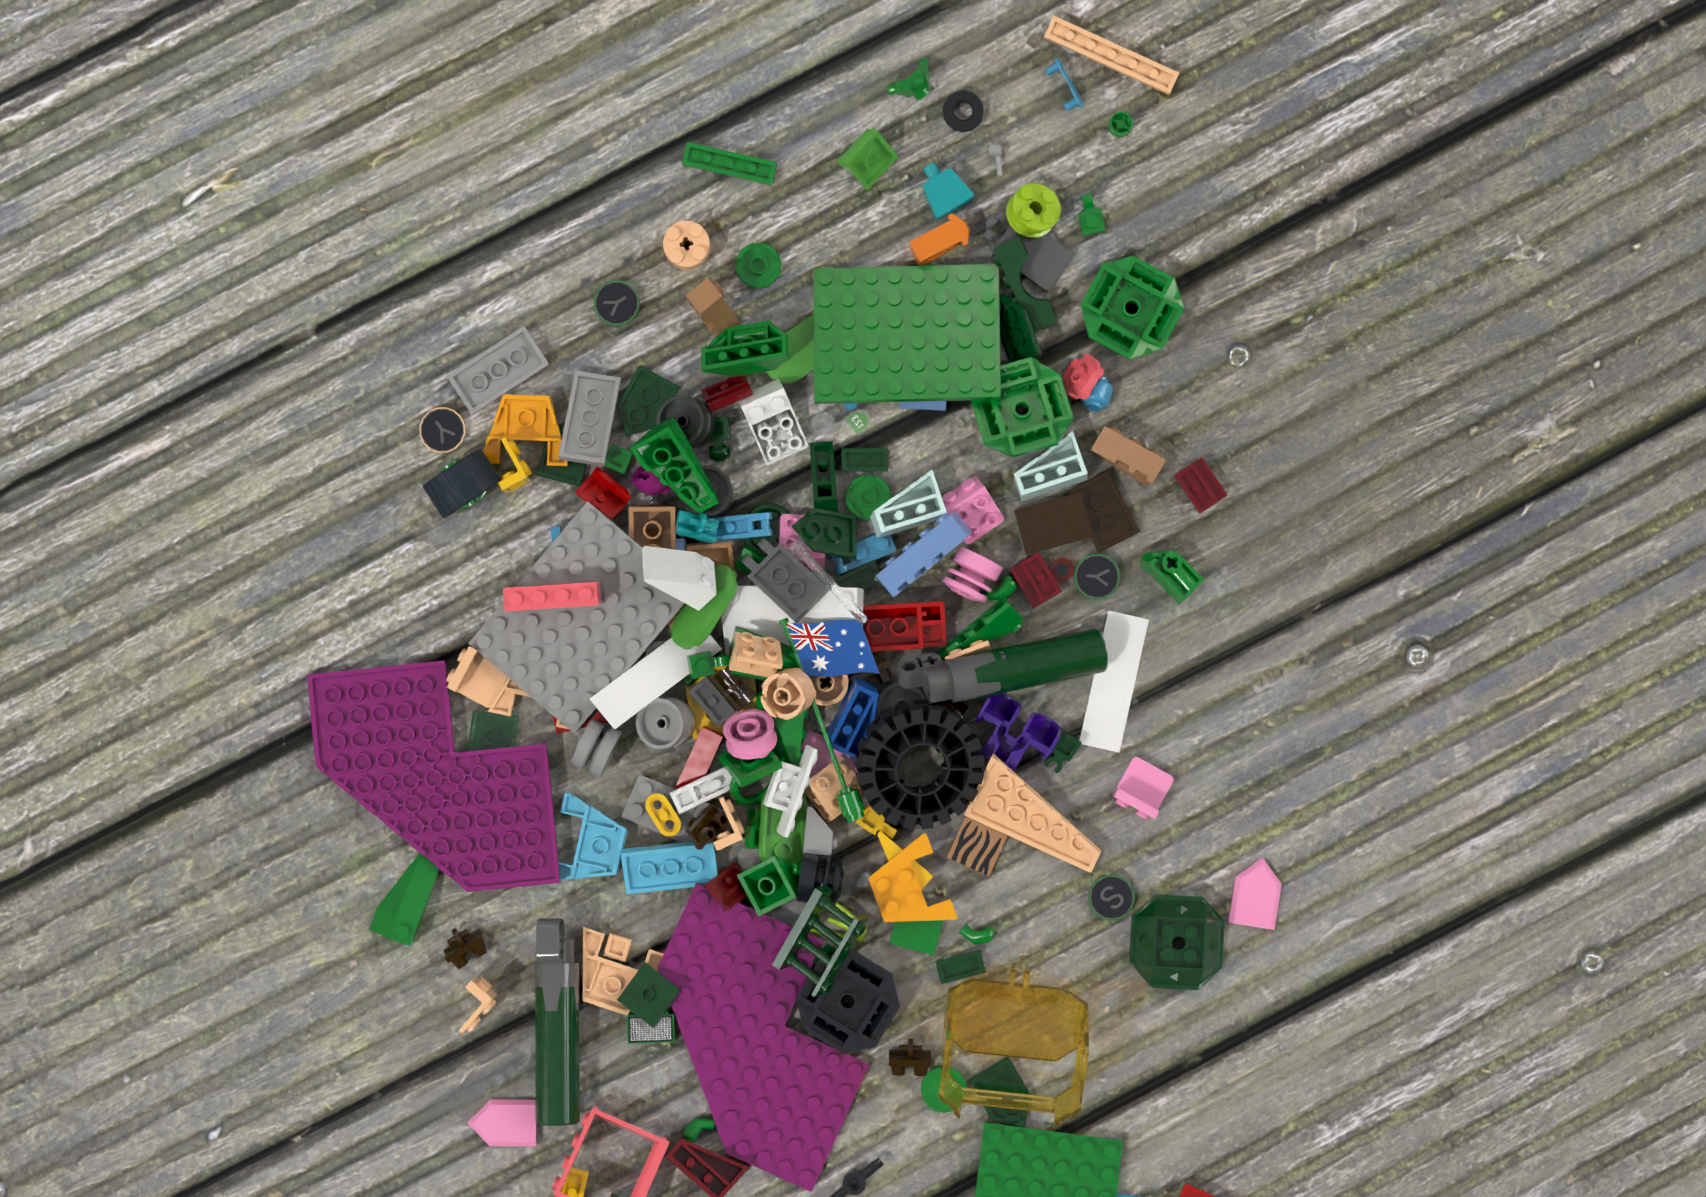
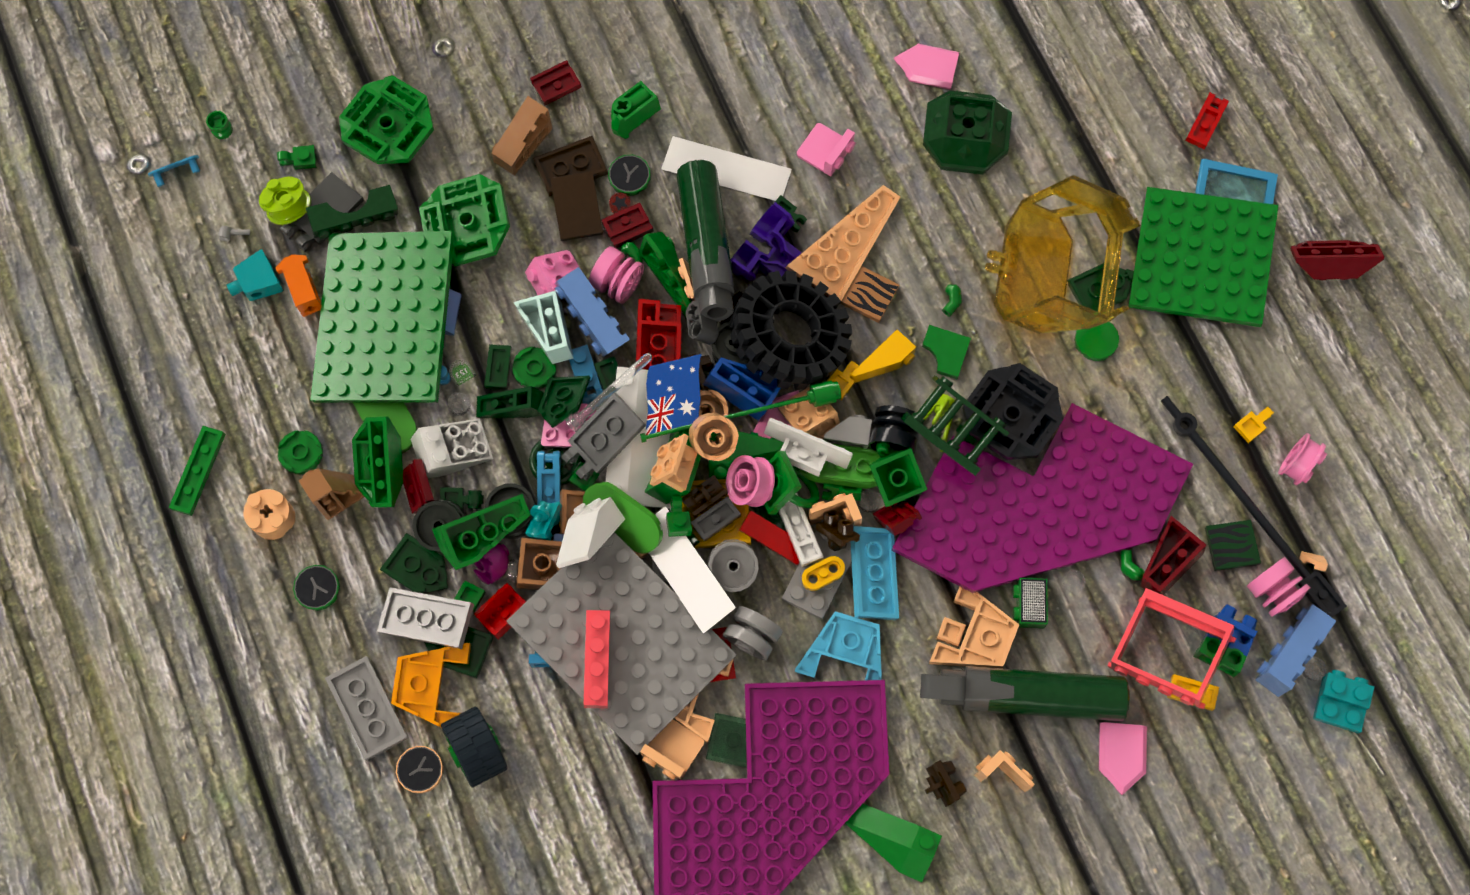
camera: 85 degrees left, 15 degrees down
(514, 480) = (465, 687): yellow bracket -> none
(649, 995) = (1000, 598): dark green plate -> none
(868, 158) = (211, 342): bright green bracket -> none
(899, 890) = (909, 358): light orange wing -> none
(912, 81) = (147, 298): green rock -> none
(912, 1056) = (1065, 365): dark brown hips -> none
(960, 966) = (982, 317): dark green tile -> none
(963, 97) = (183, 246): black tyre -> none
(1017, 331) = (394, 217): dark green tile -> none
(1052, 470) = (526, 197): light aqua wedge -> none
(1082, 376) = (442, 158): coral plate -> none
(1100, 396) = (461, 161): dark azure head -> none
(1111, 55) = (154, 129): light nougat plate -> none
(1111, 897) = (923, 183): black tile -> none

